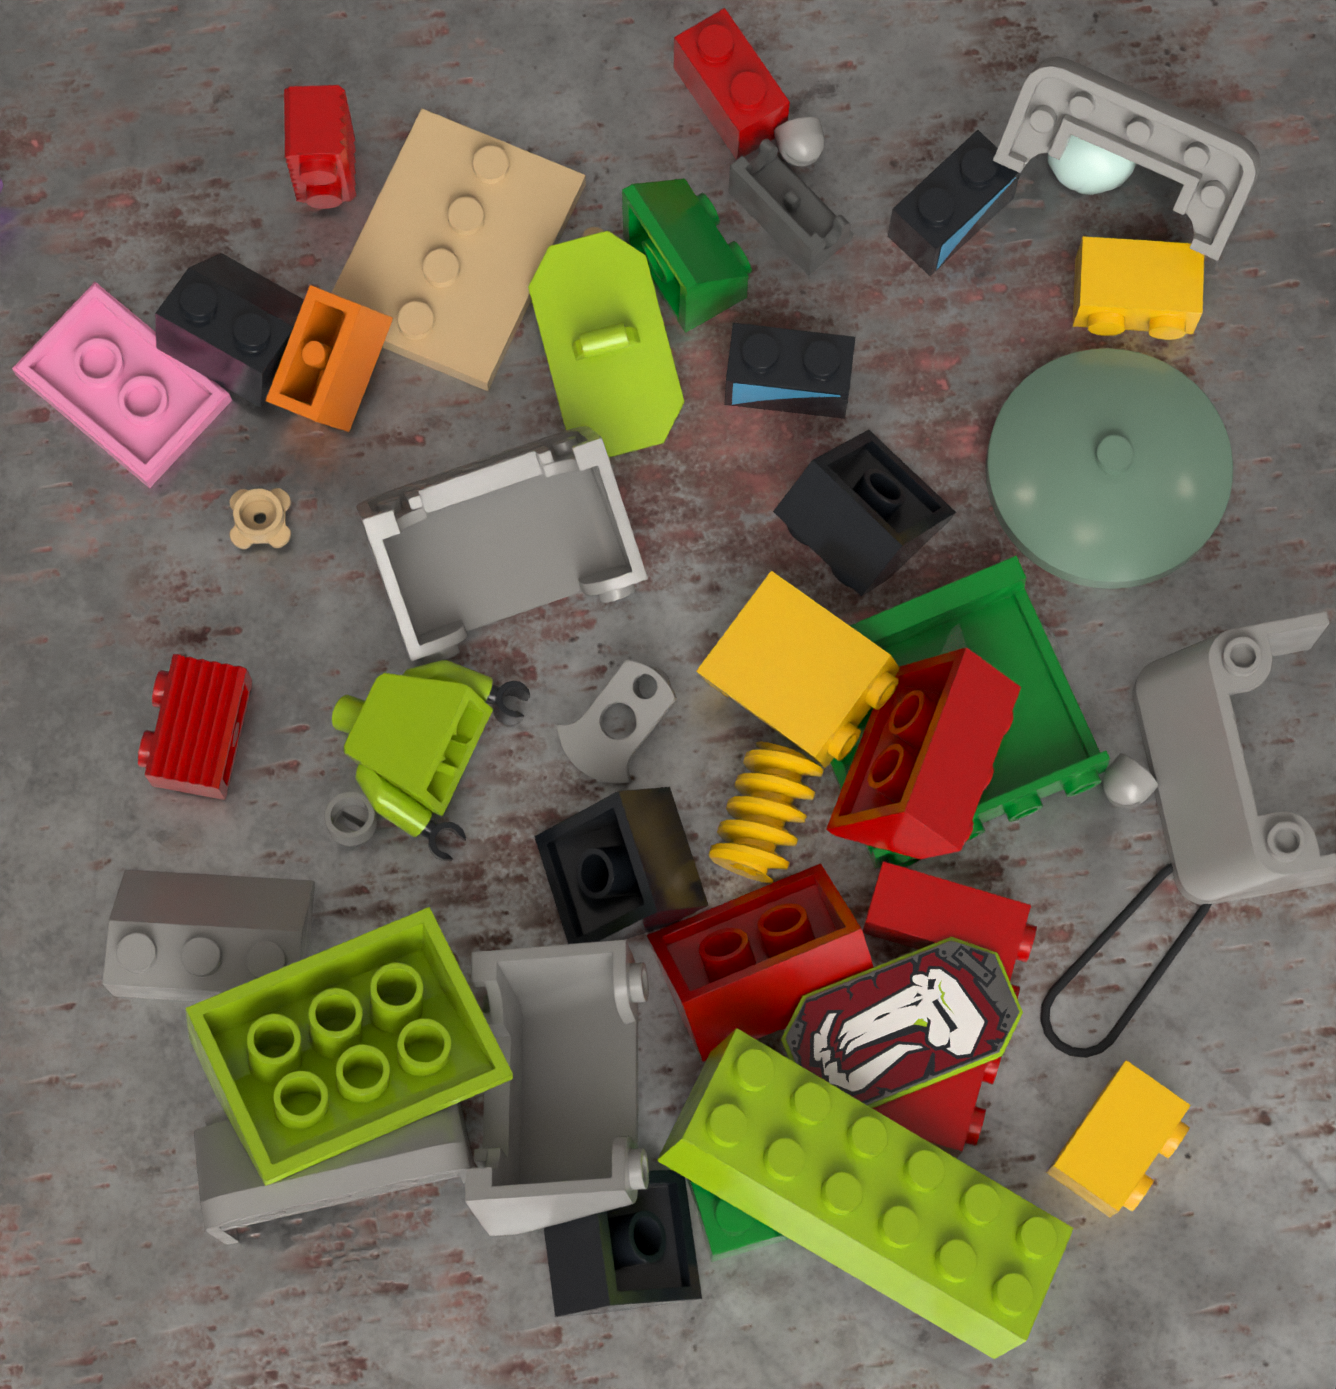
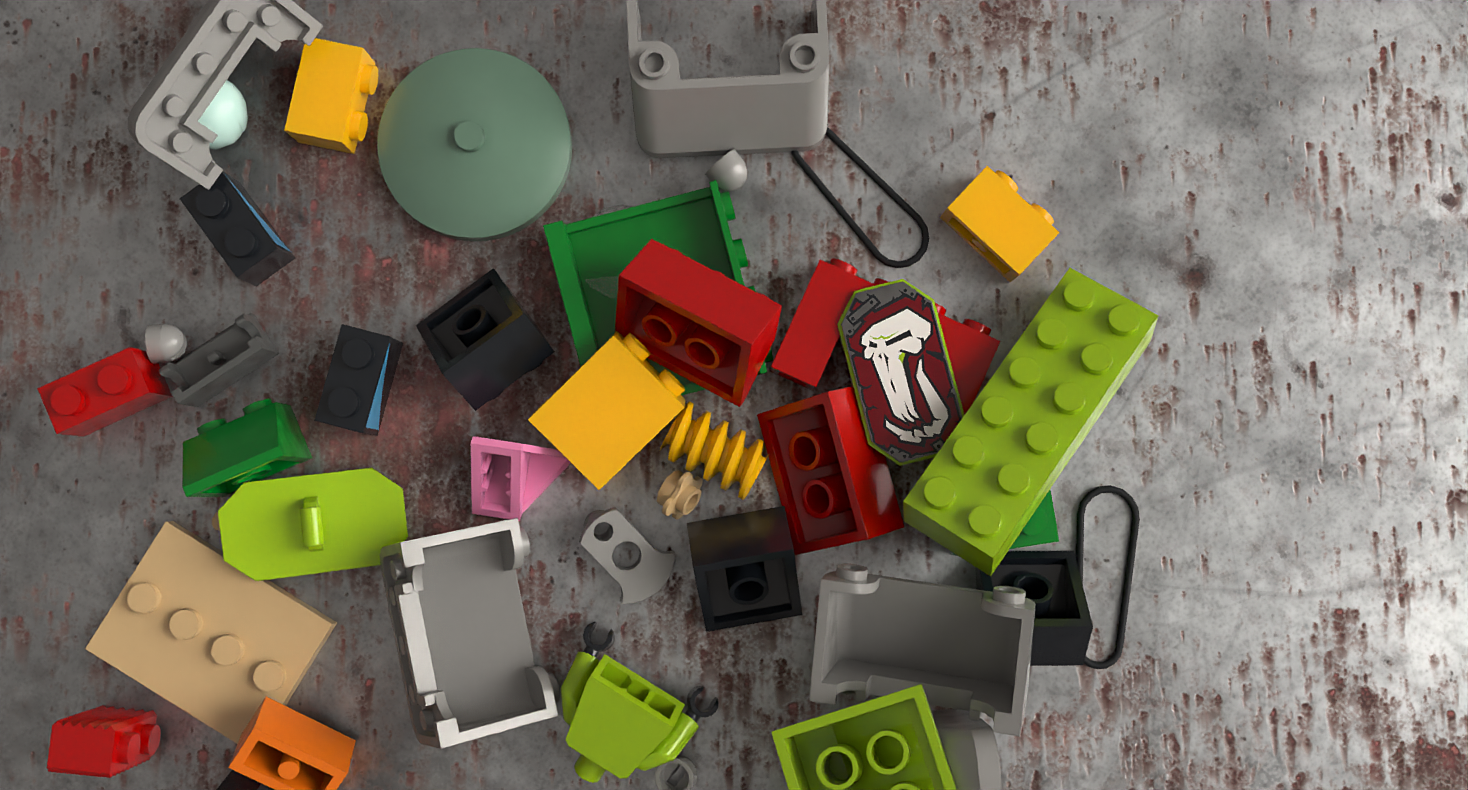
camera: 85 degrees left, 10 degrees up
(675, 1377) = (1129, 566): none -> black piece
(698, 566) = (510, 476): none -> bright pink slope
(704, 776) = (679, 494): none -> tan plate

